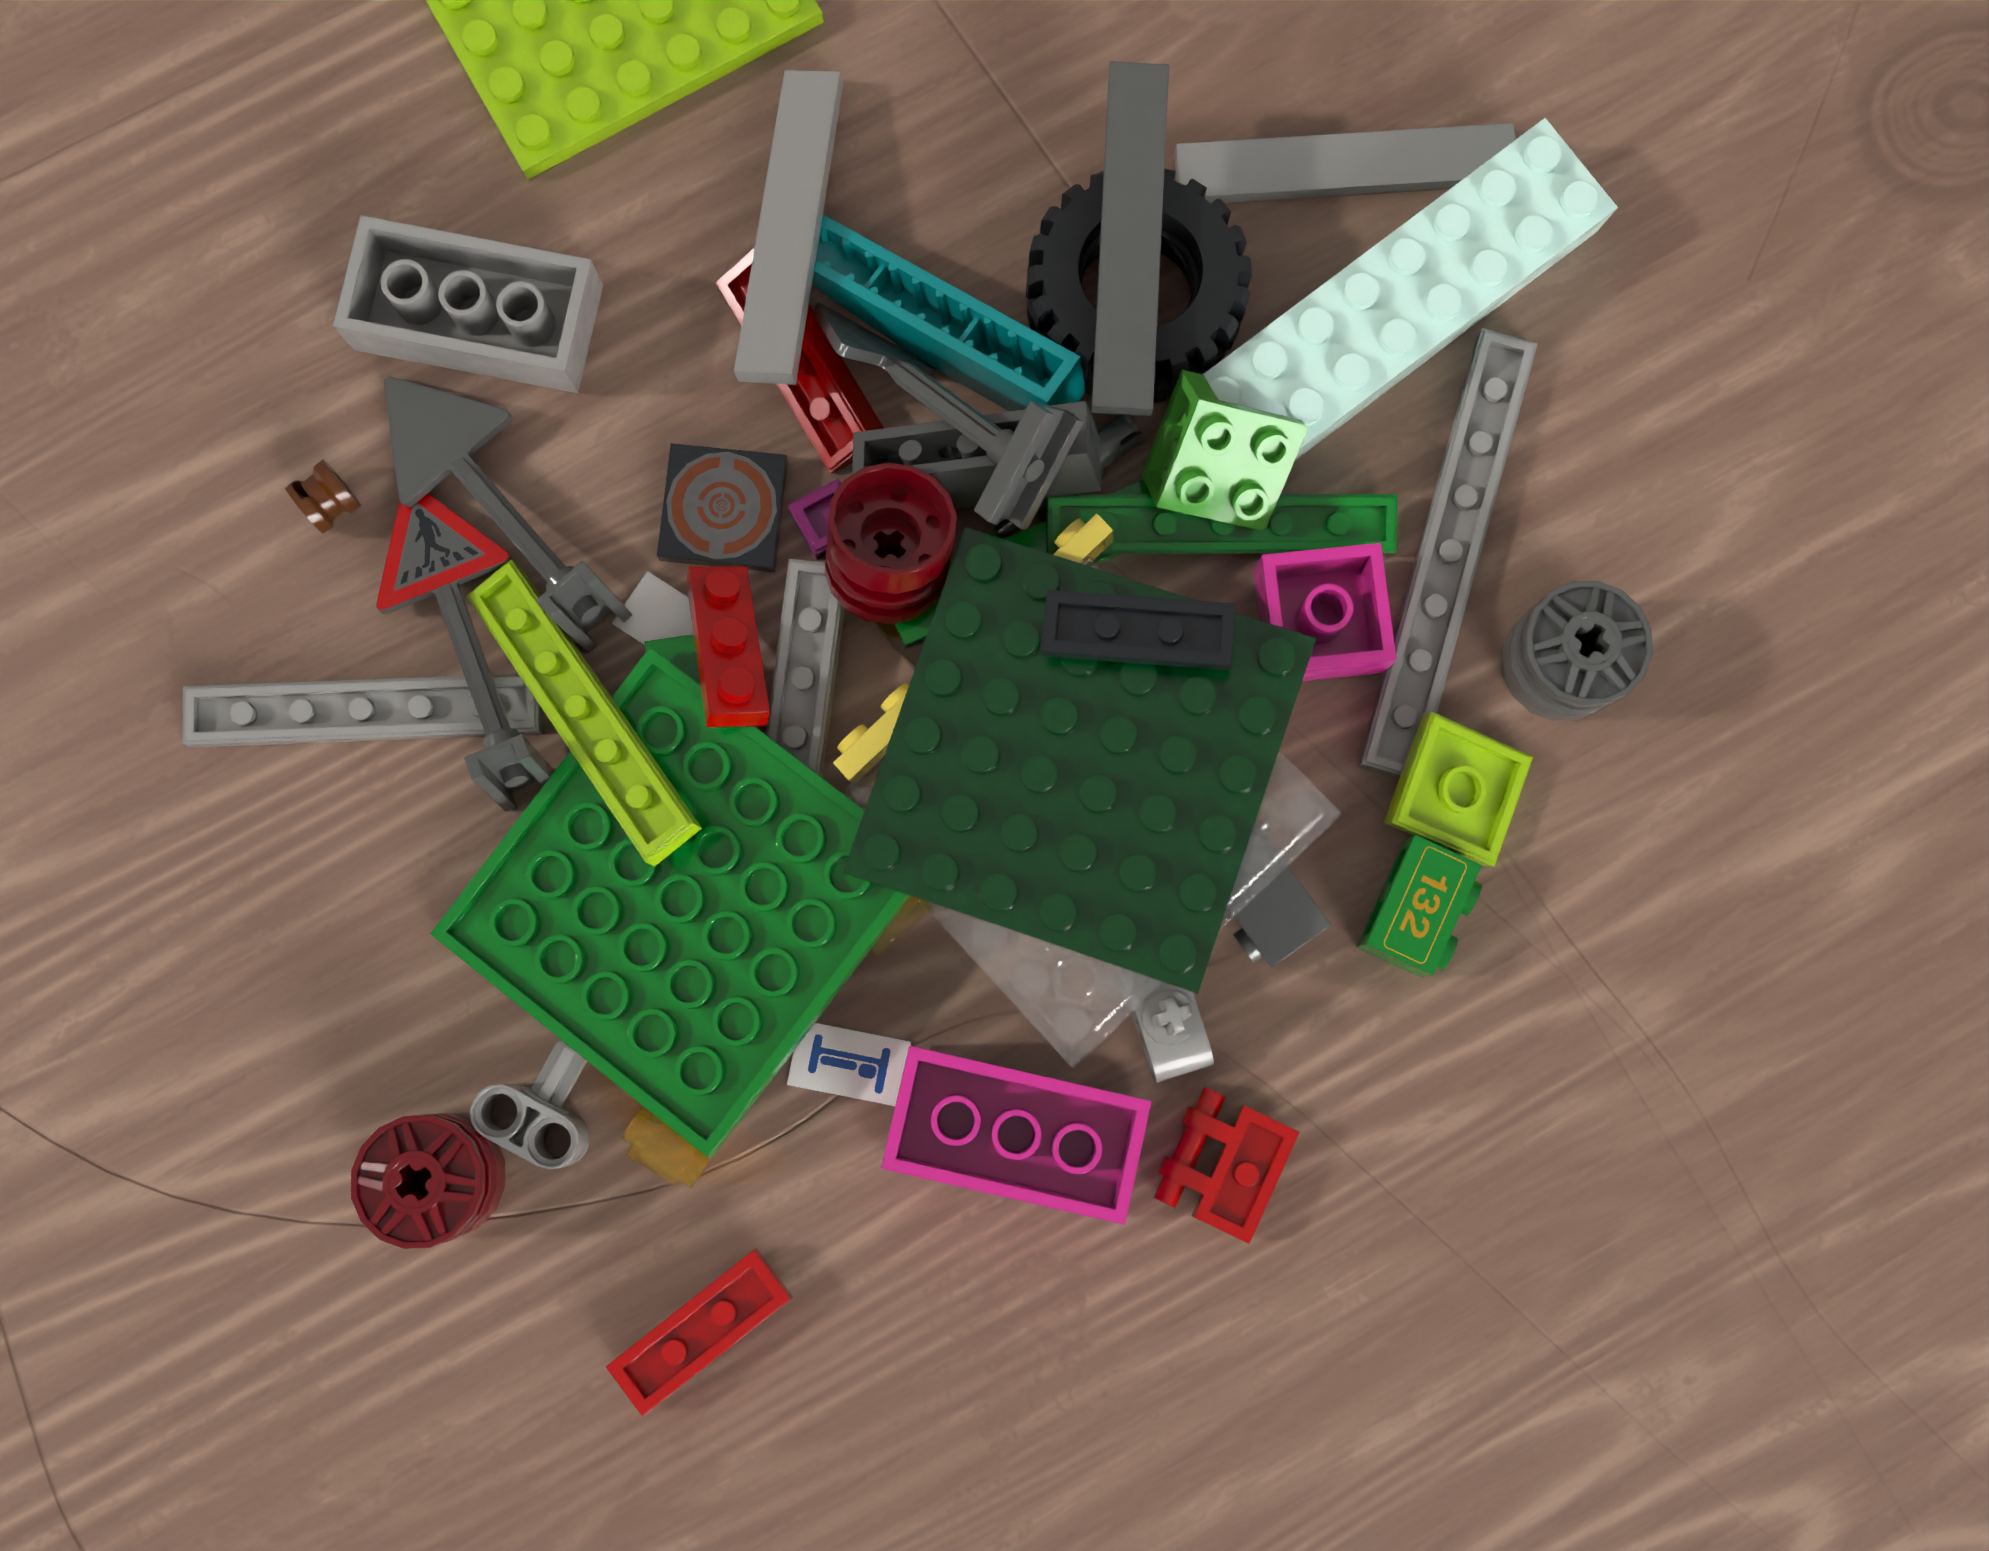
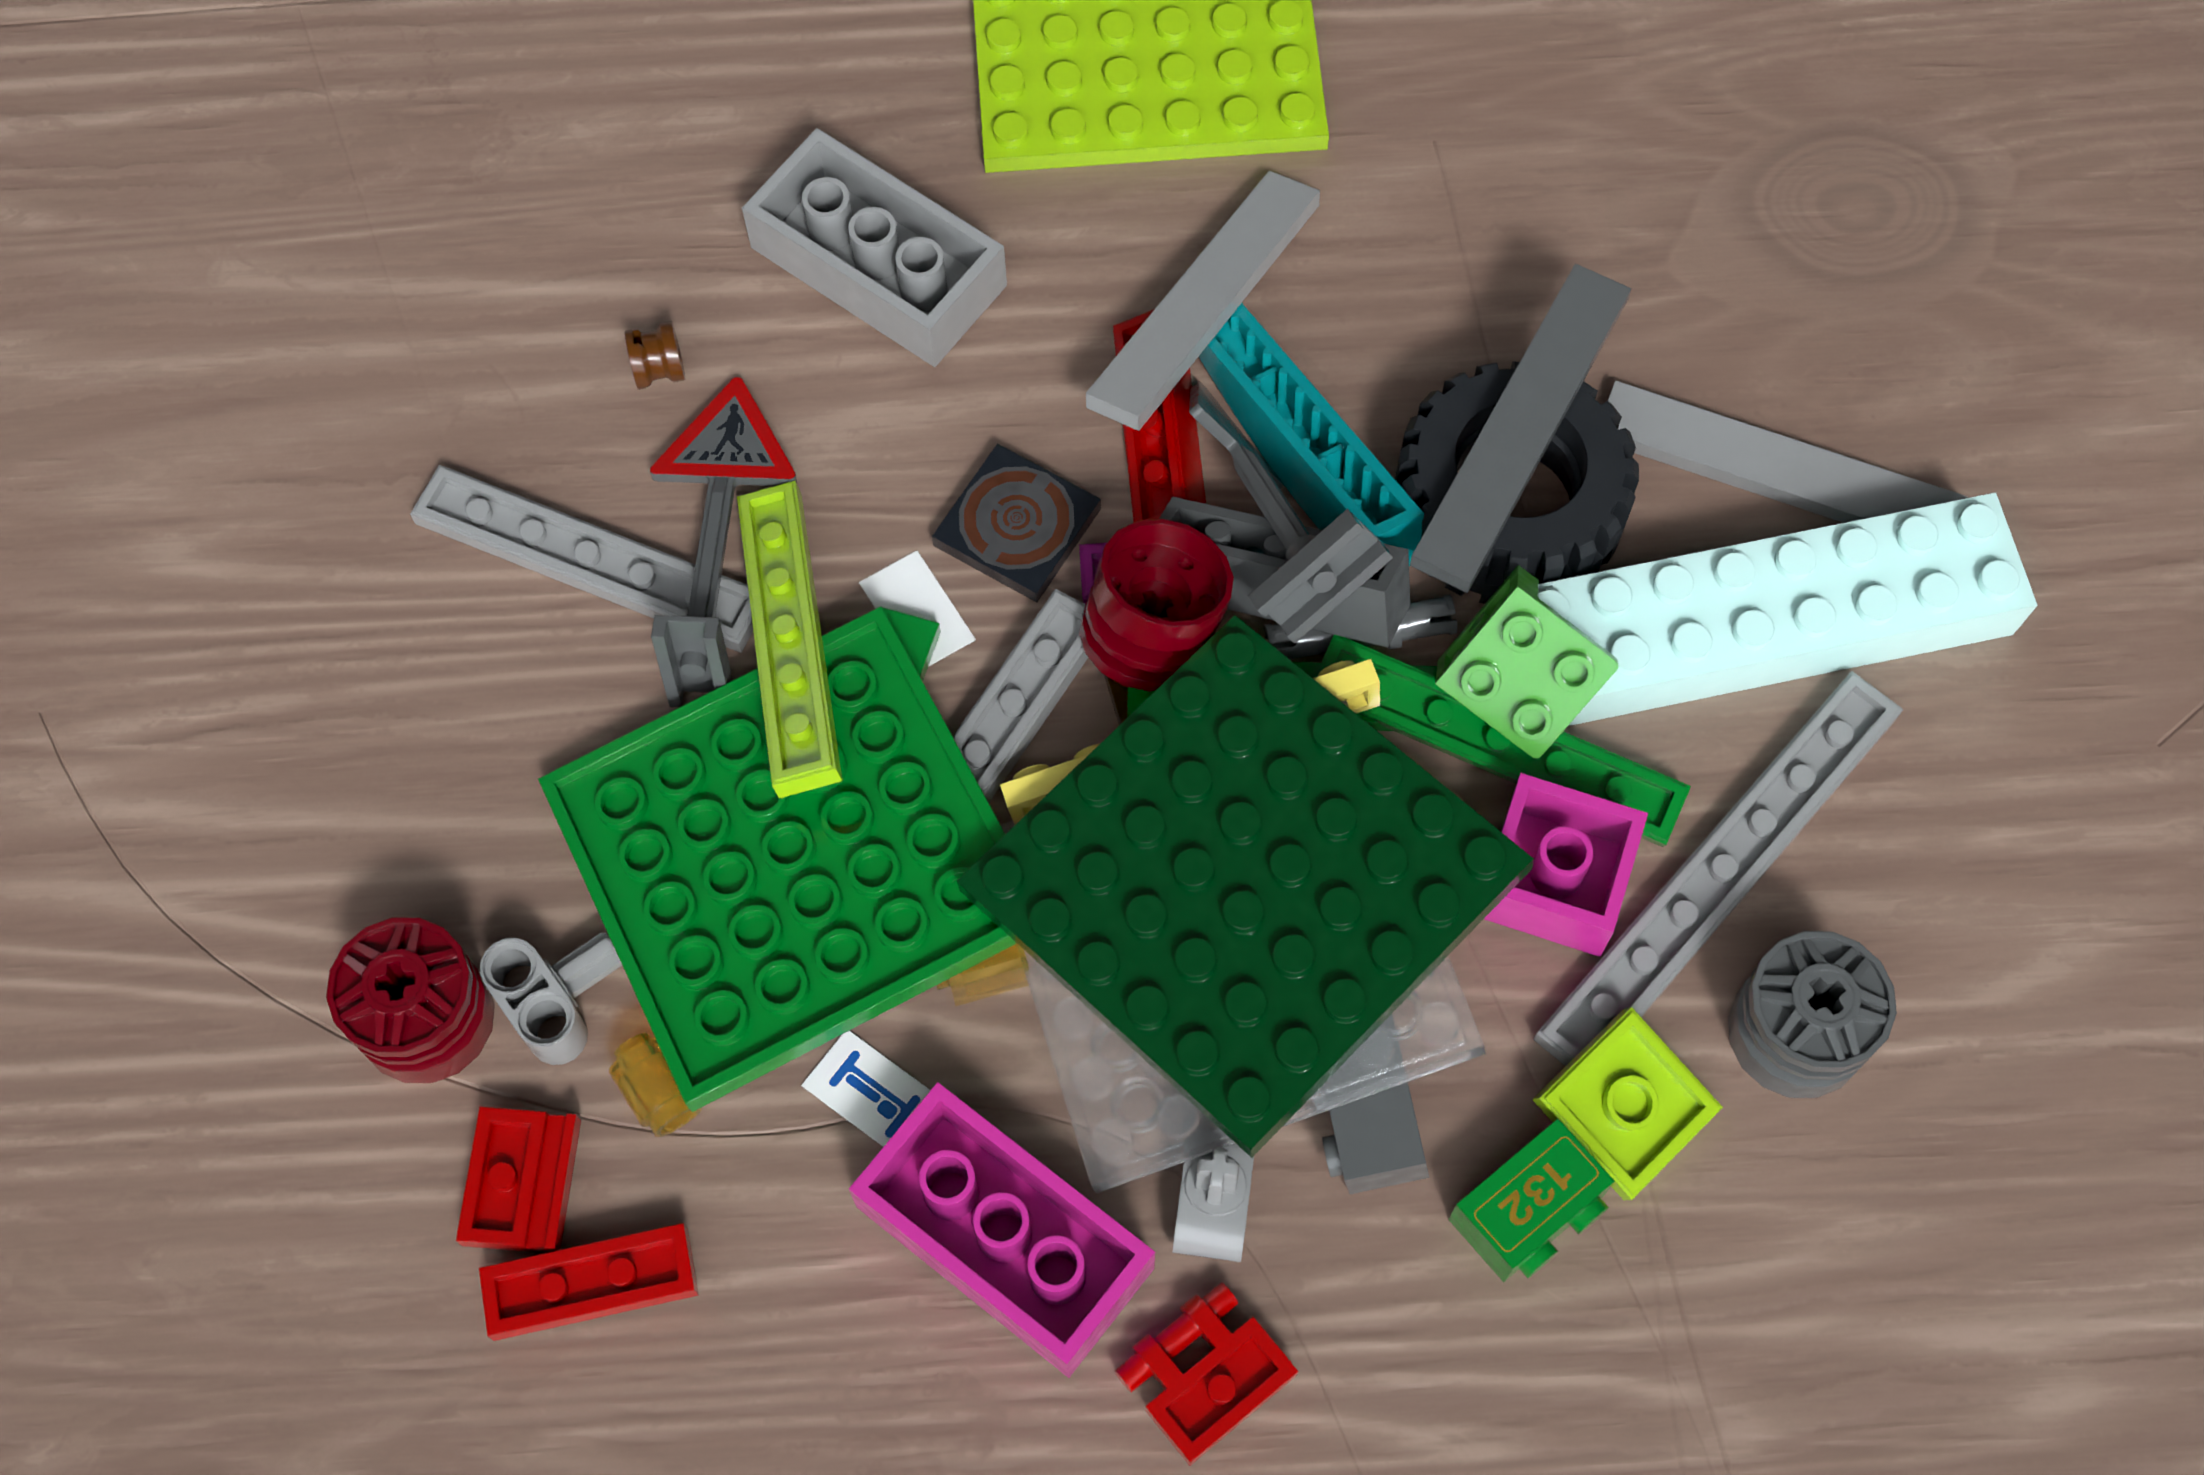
camera: 30 degrees right, 15 degrees down
(437, 437) = (786, 349): dark grey piece -> none
(598, 1278) = (518, 1180): none -> red plate
(727, 646) = (954, 639): red plate -> none
(1139, 630) = (1356, 768): black plate -> none

